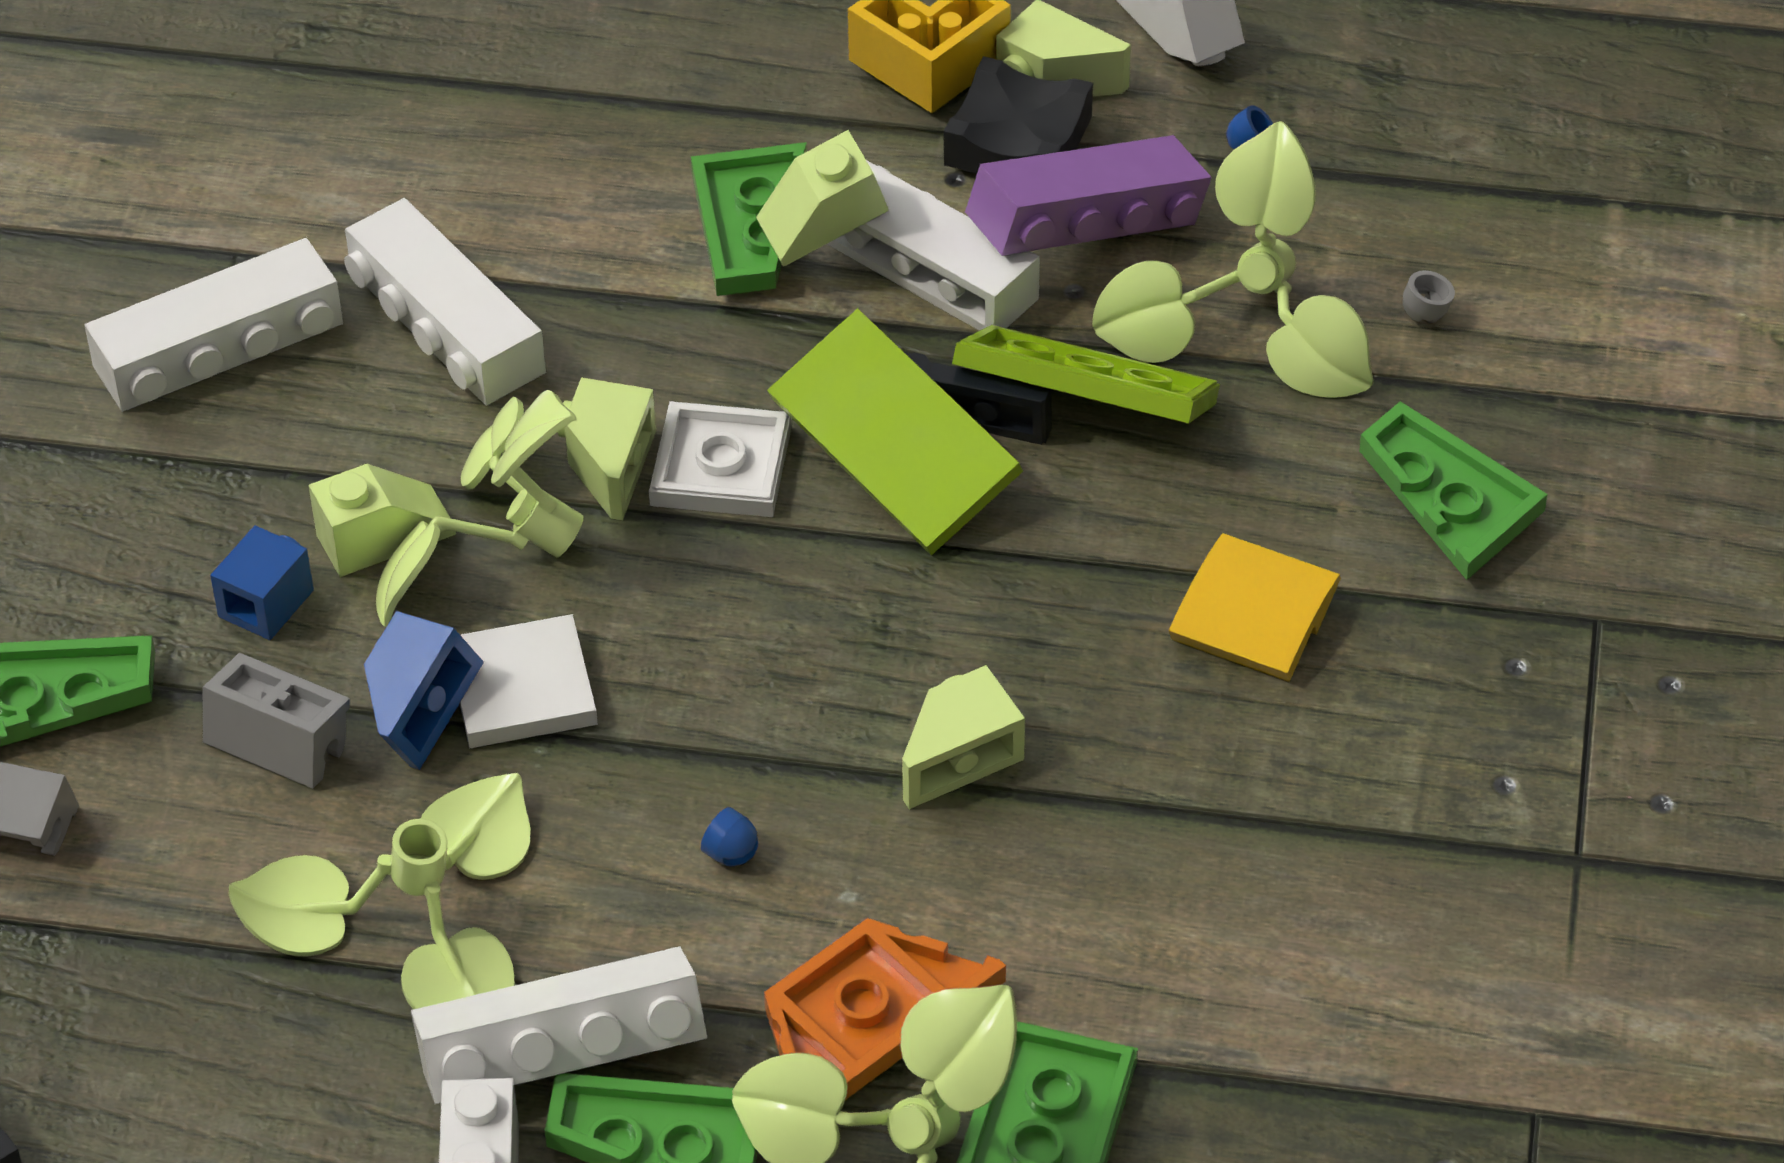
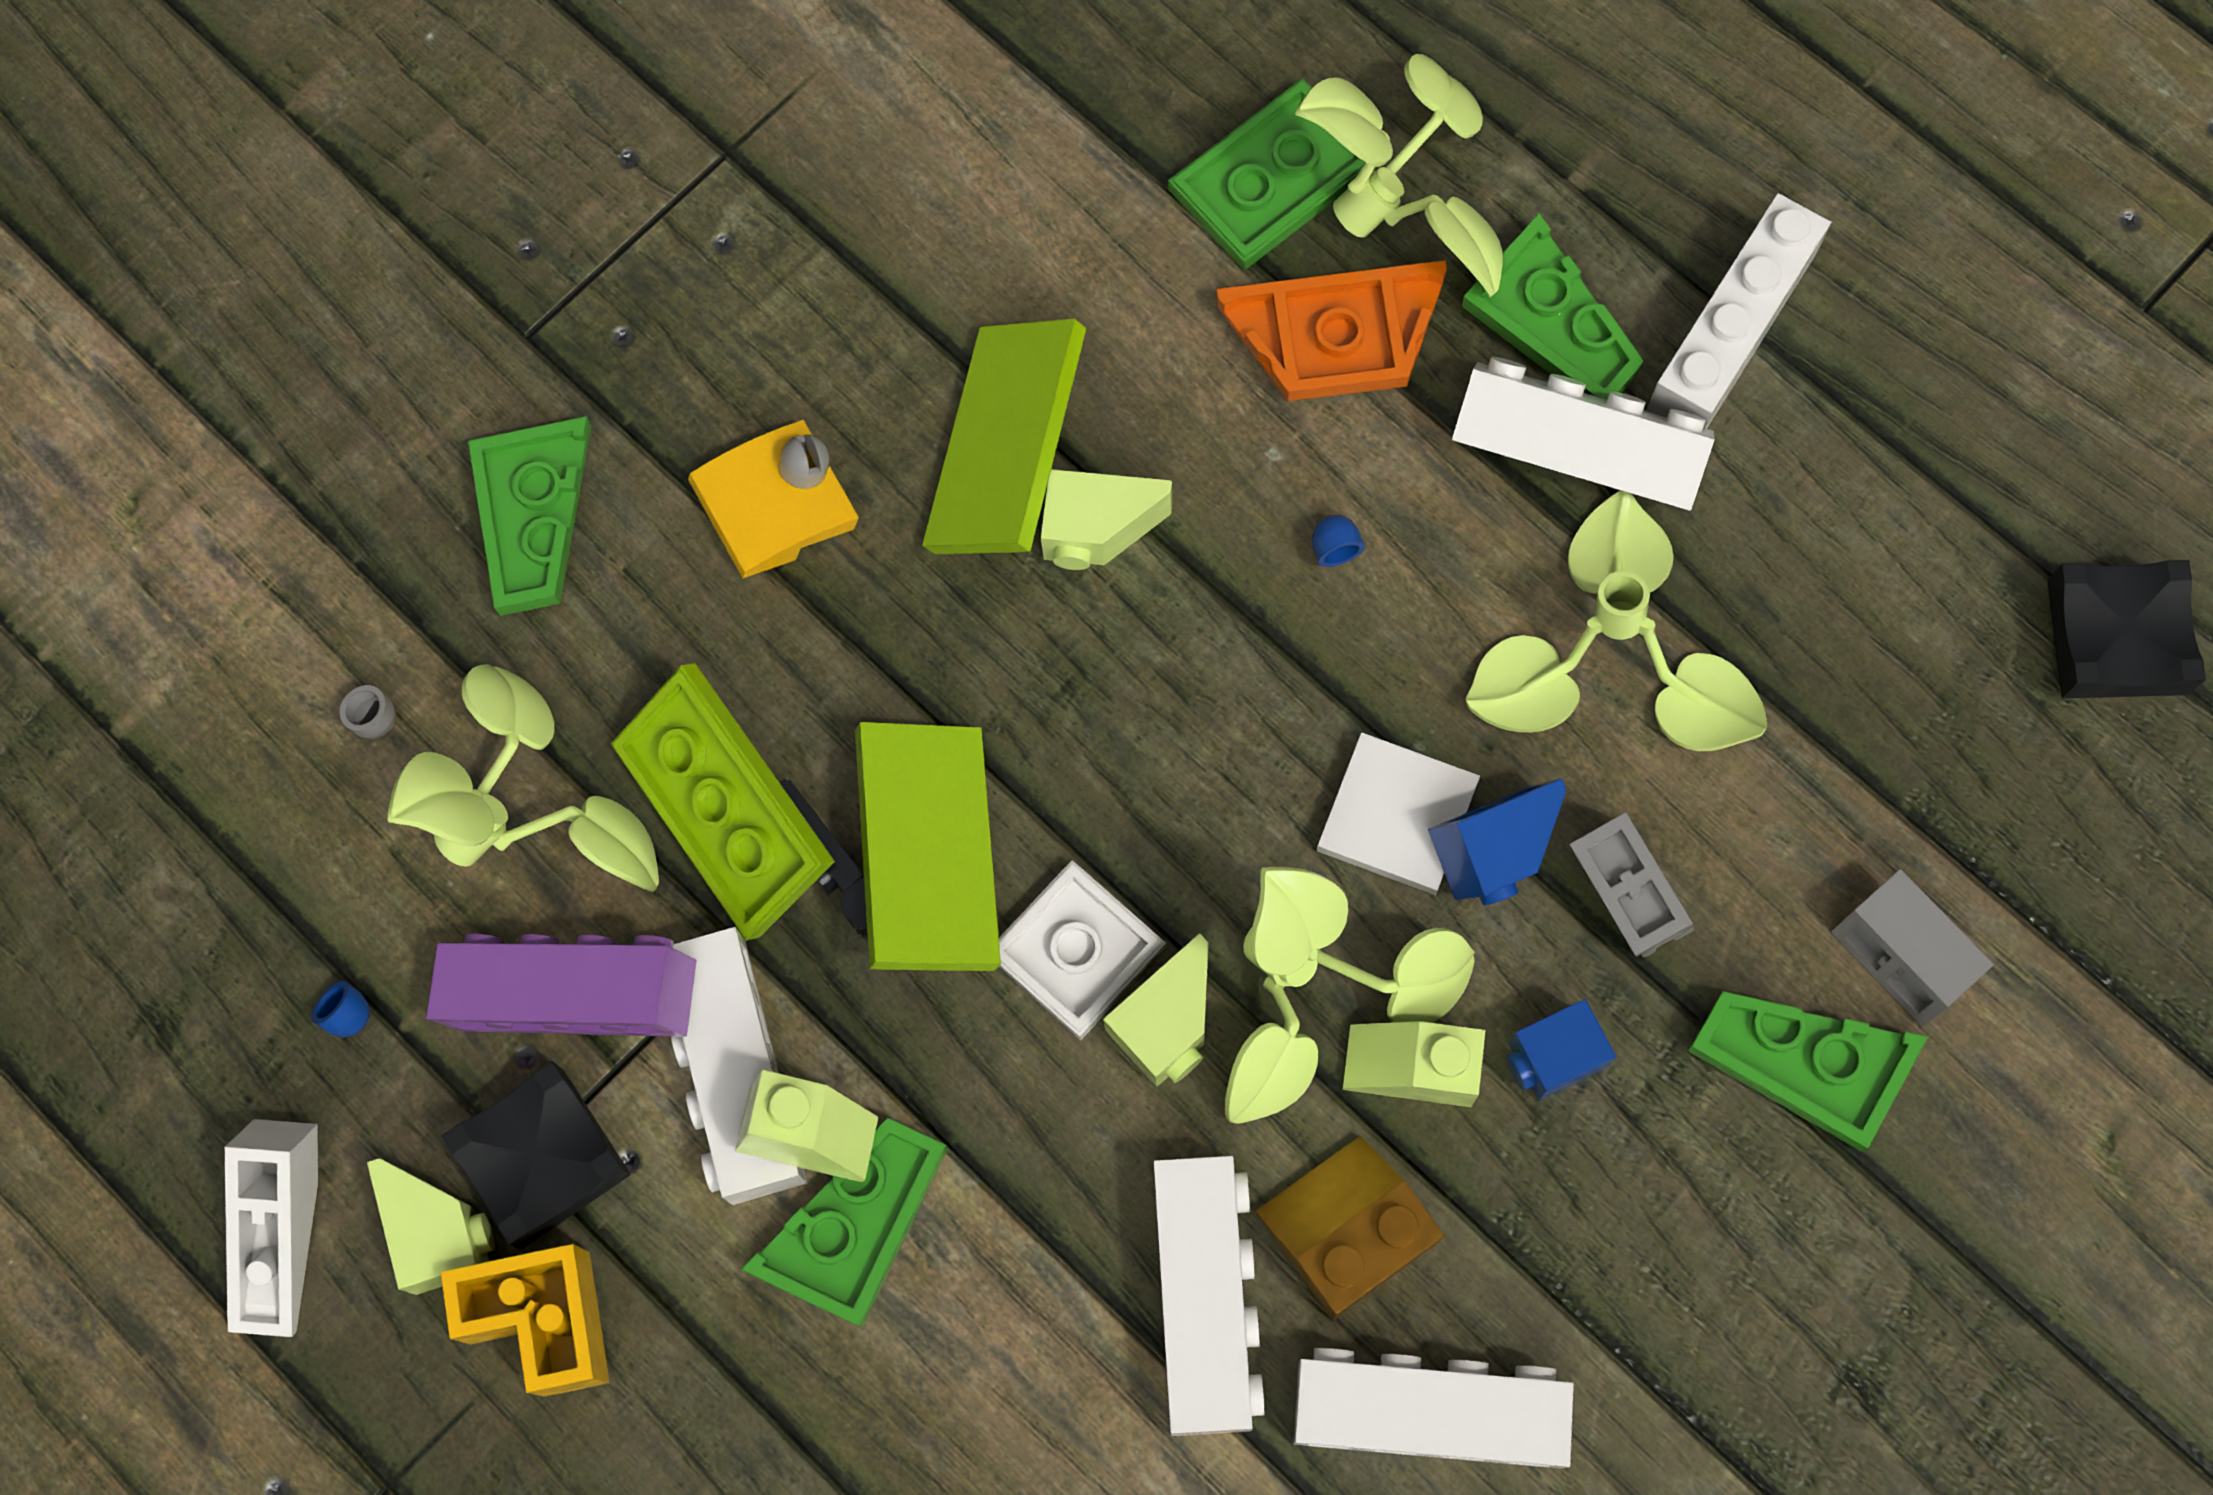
camera: 140 degrees left, 25 degrees up
(356, 392) = (1349, 1226): none -> pearl gold slope
(1092, 739) = (1004, 438): none -> lime tile
(1243, 636) = (794, 462): none -> light grey hinge

